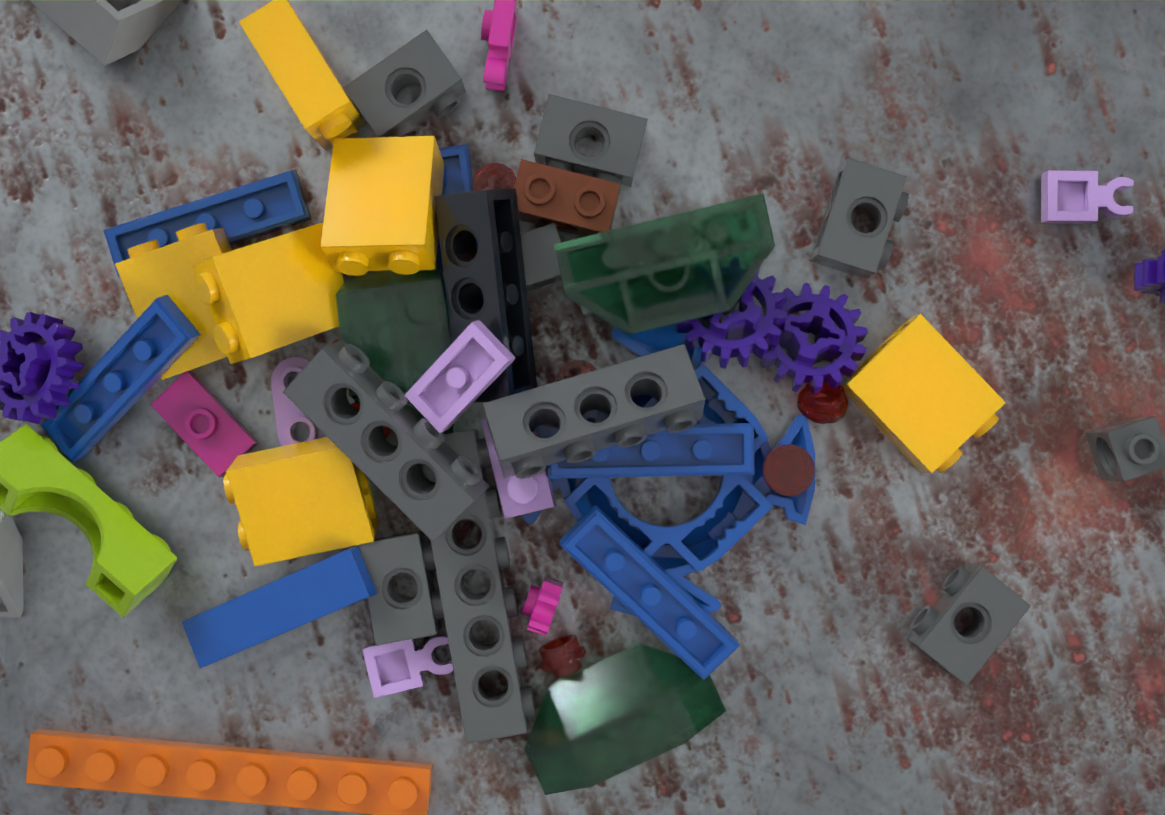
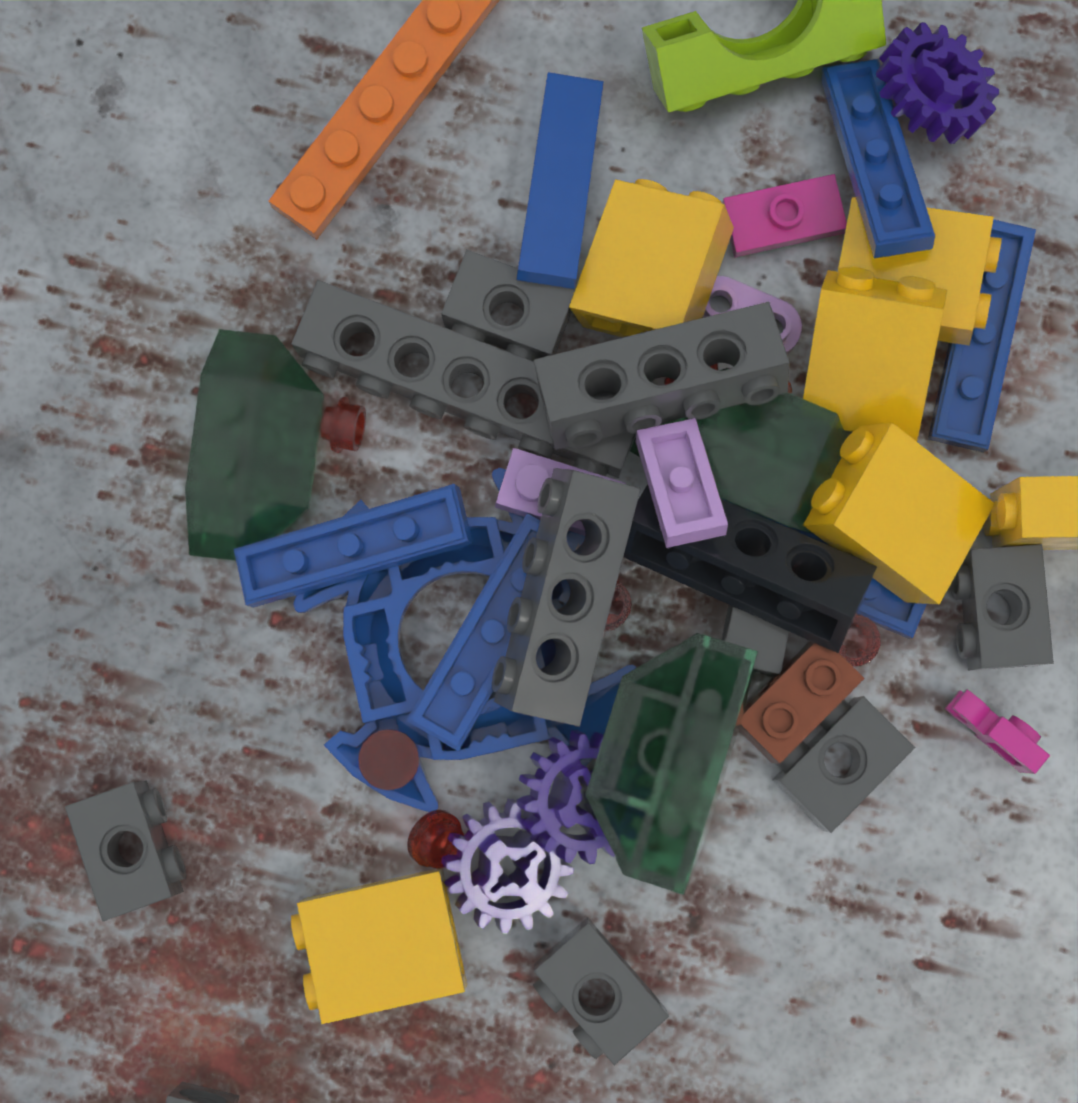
camera: 120 degrees right, 5 degrees down
(401, 664) = (431, 265): lavender plate -> none
(542, 604) = (406, 435): dark pink plate -> none

